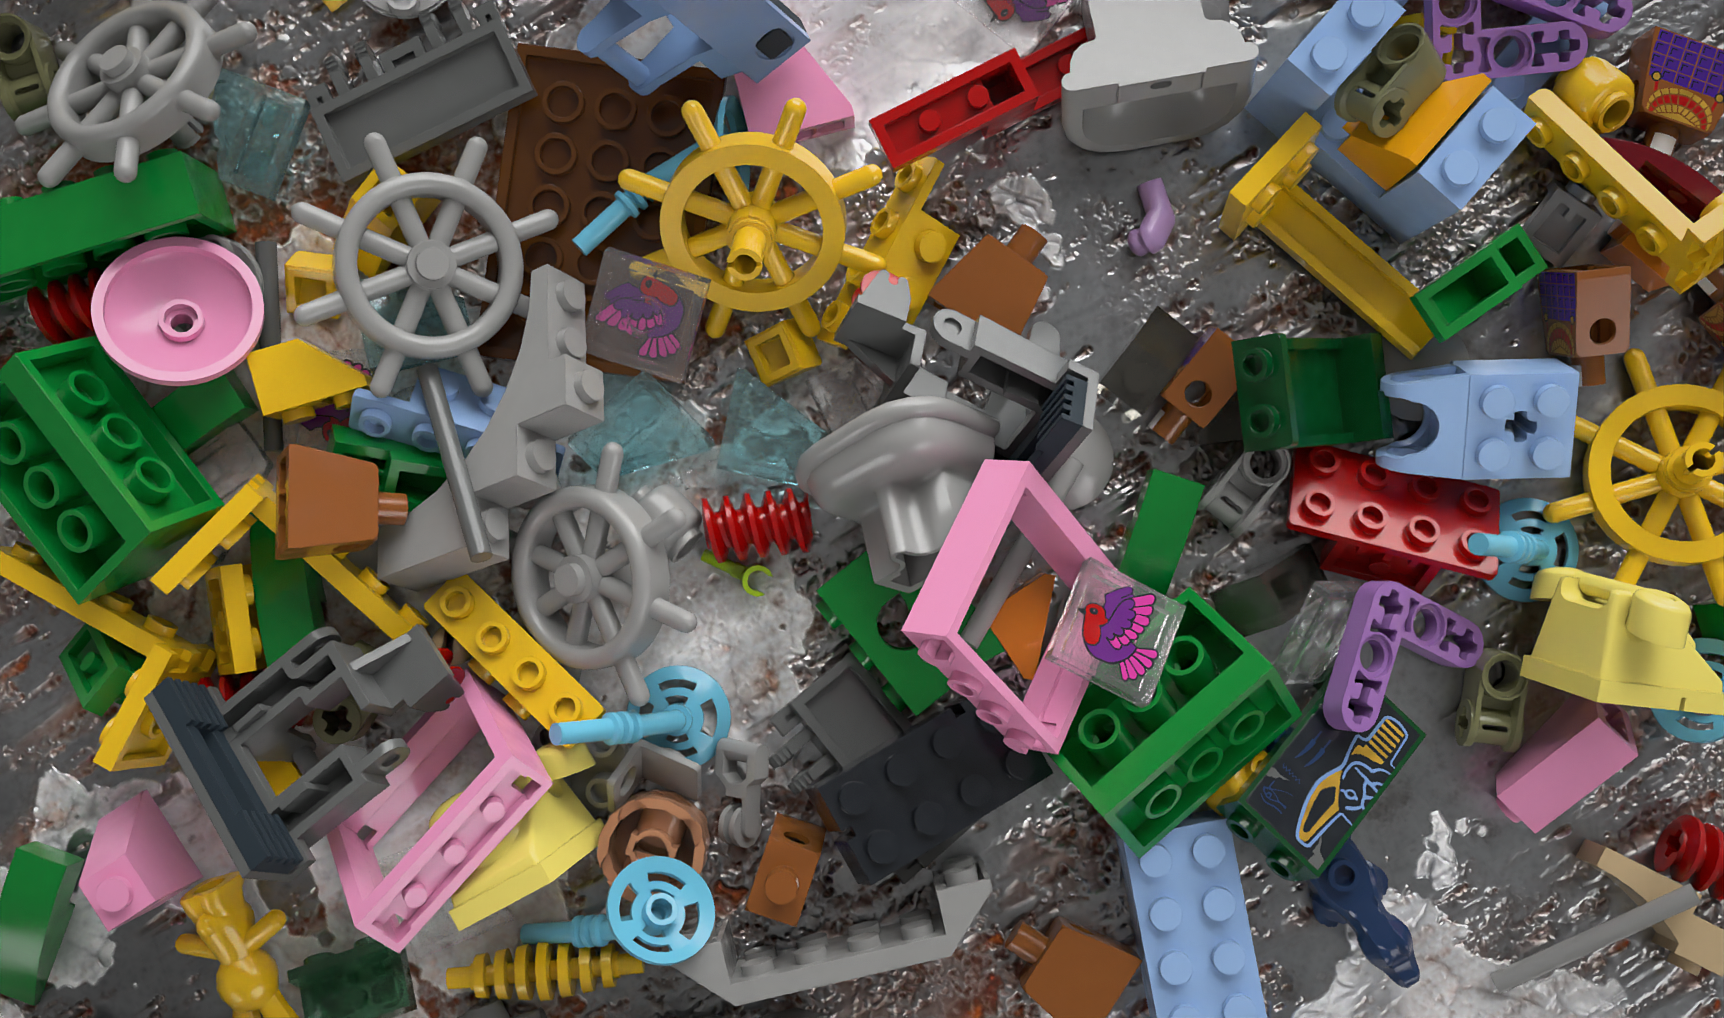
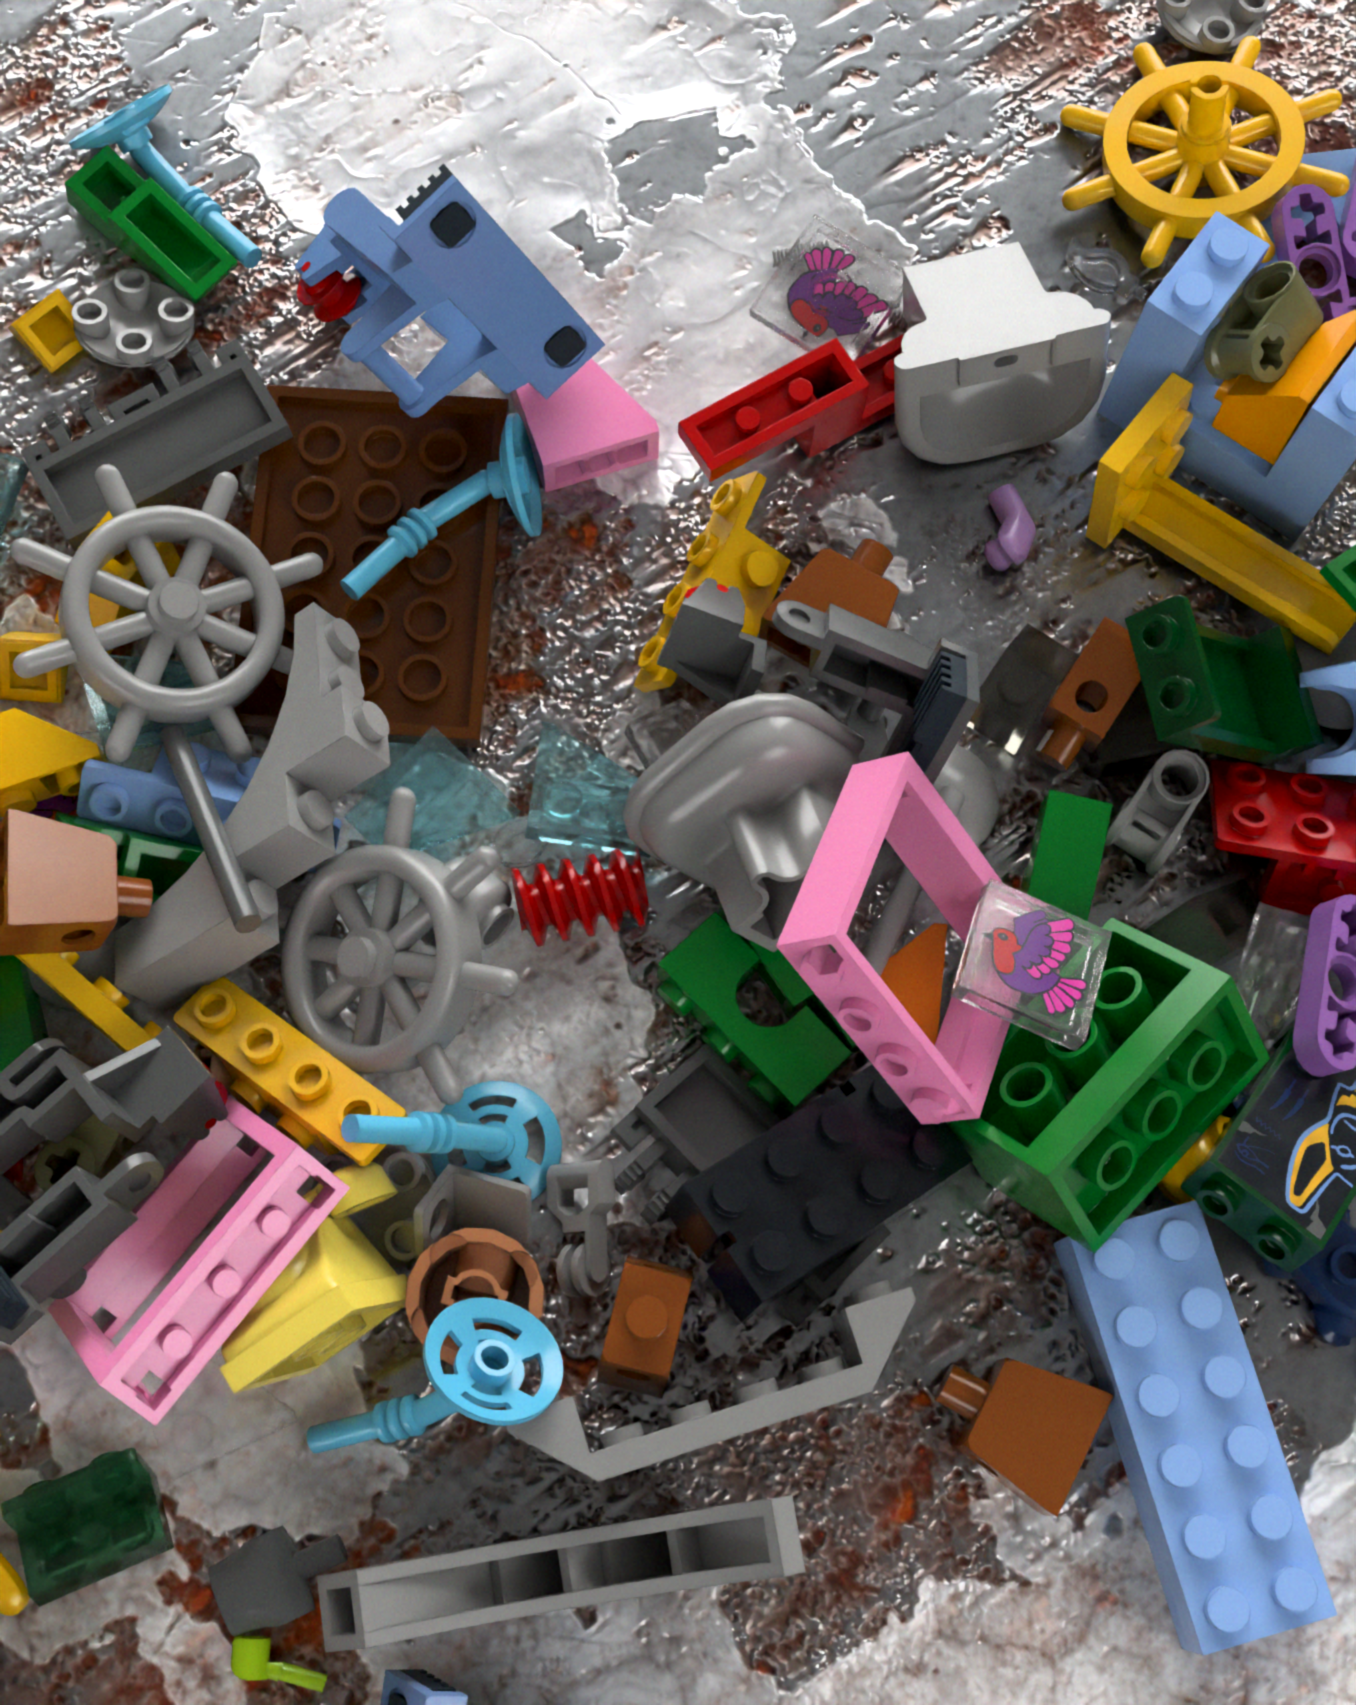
camera: 10 degrees left, 15 degrees down
(544, 971) = (341, 1483): yellow piece -> none
(645, 314) = (432, 657): clear tile -> none
(737, 570) = (560, 959): lime hand -> none
(753, 219) = (552, 539): yellow piece -> none
(782, 352) = (594, 702): yellow slope -> none

